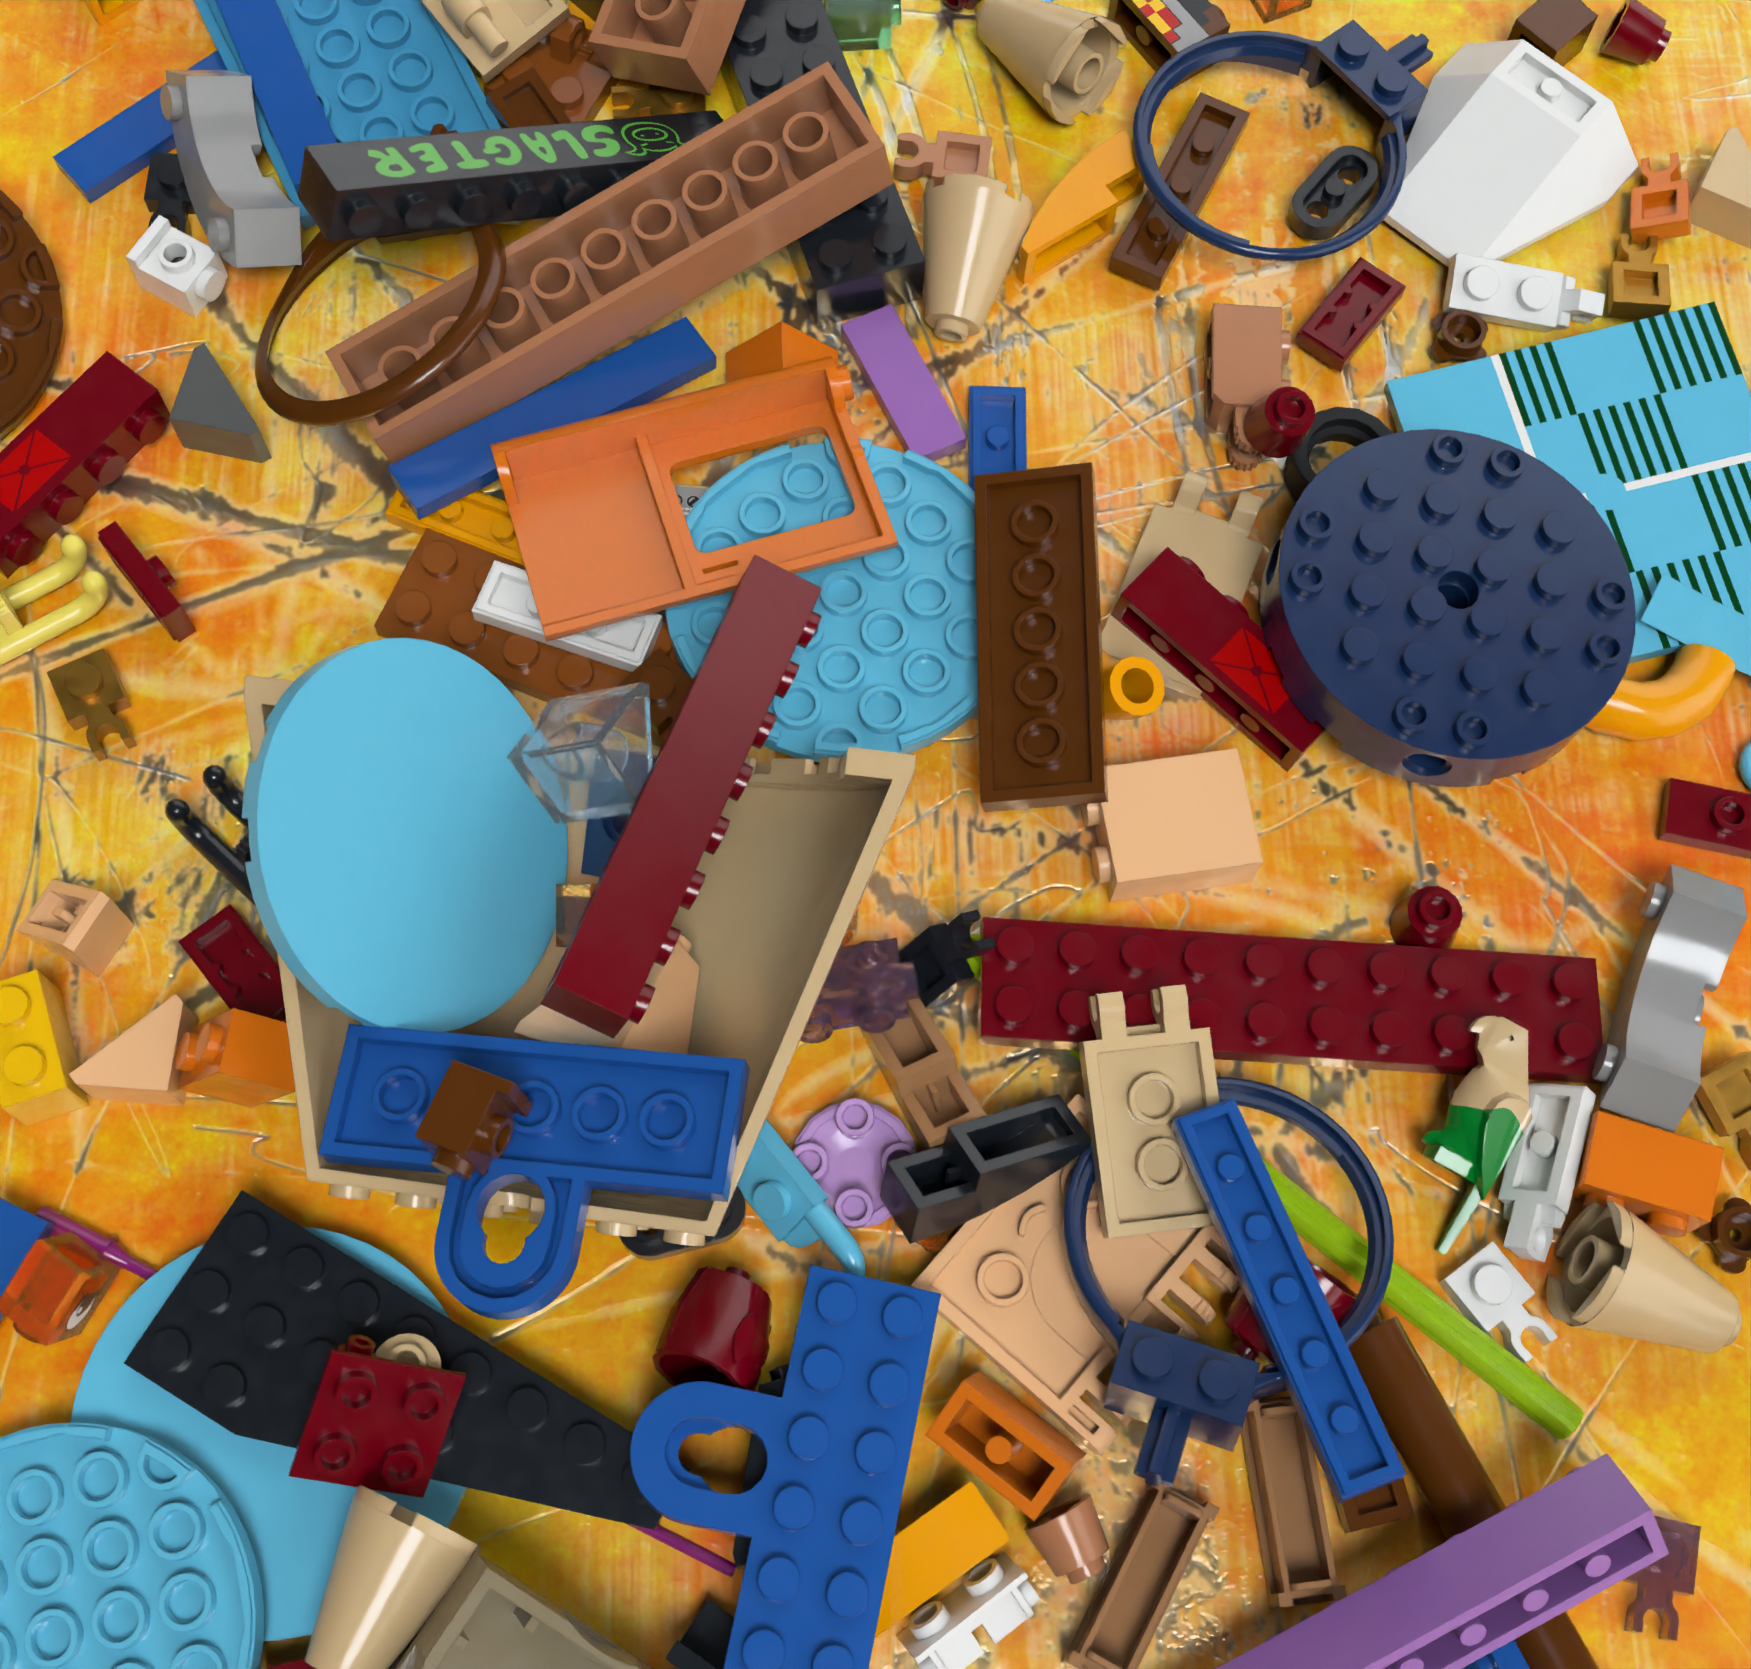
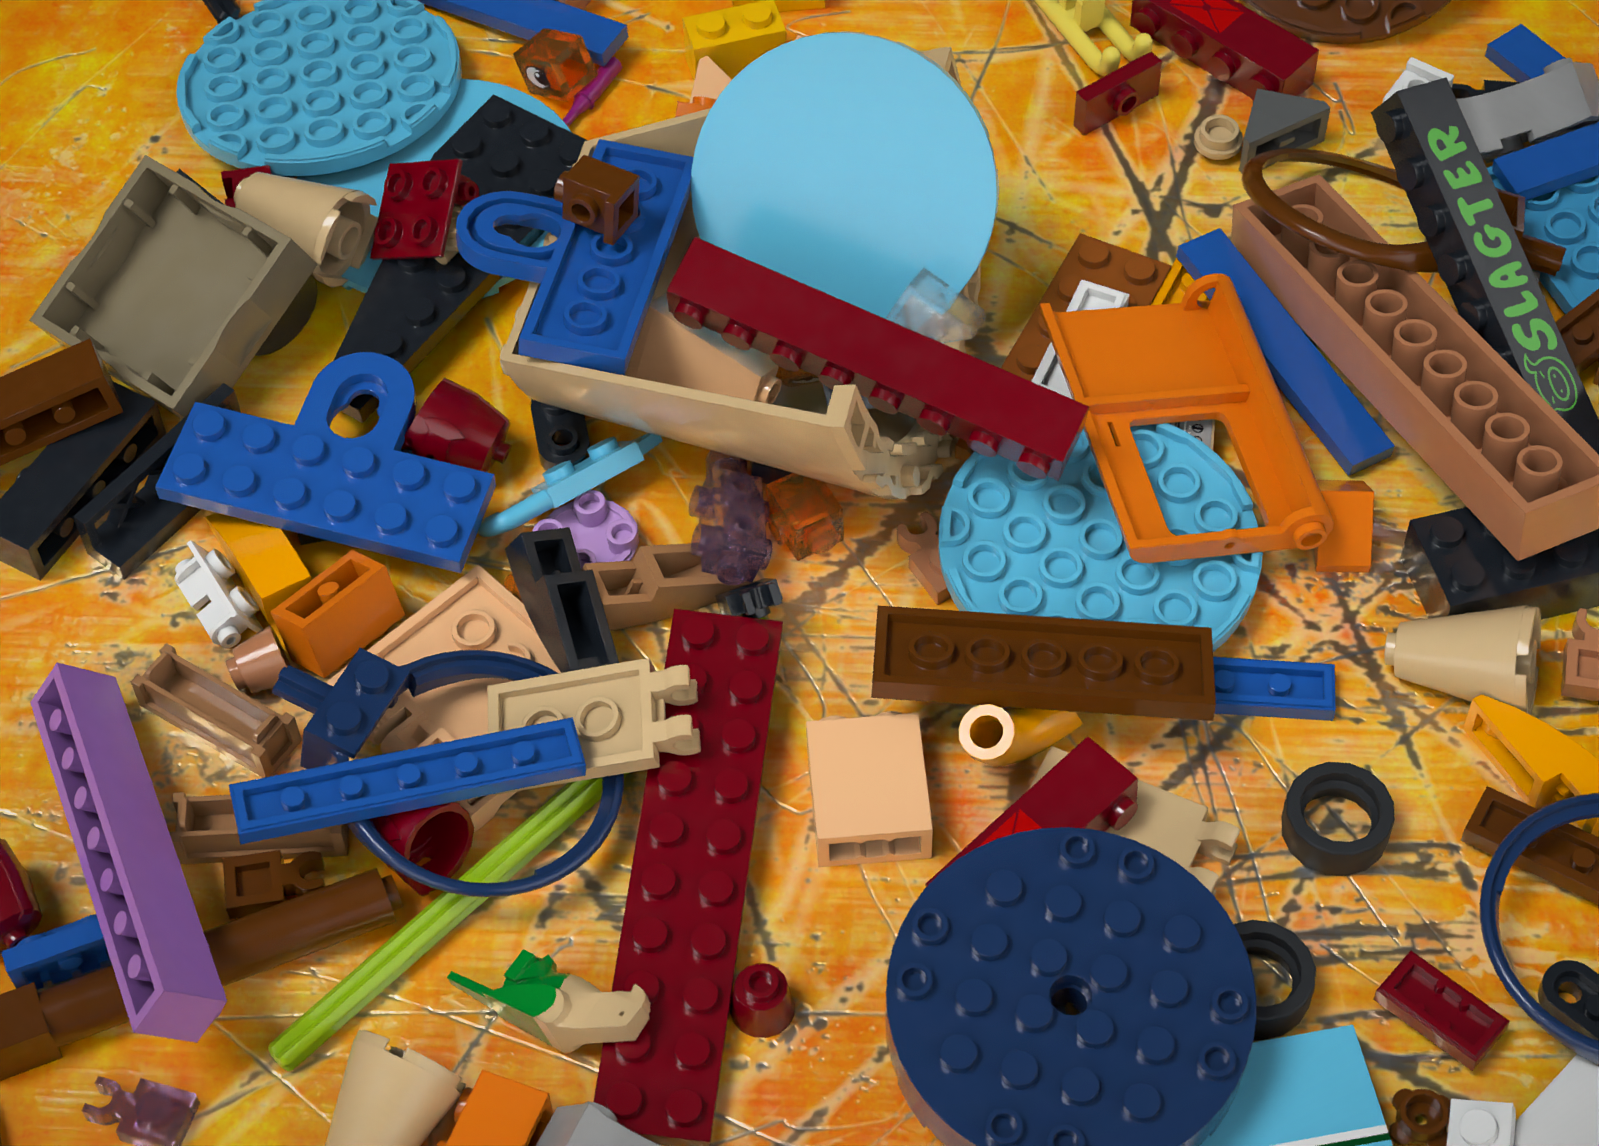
camera: 100 degrees right, 15 degrees down
(91, 697) = (1021, 71): pearl gold plate -> none
(220, 477) = (1218, 137): none -> tan plate
(902, 384) = (1334, 614): medium lavender tile -> none
(1160, 352) = (1343, 781): none -> black tyre
(1240, 367) = (1350, 896): nougat hinge -> none
(1279, 422) = (1283, 894): dark red hat -> none
(1492, 1295) = (404, 1010): white plate -> none
(1545, 1167) = (511, 1058): white hinge -> none

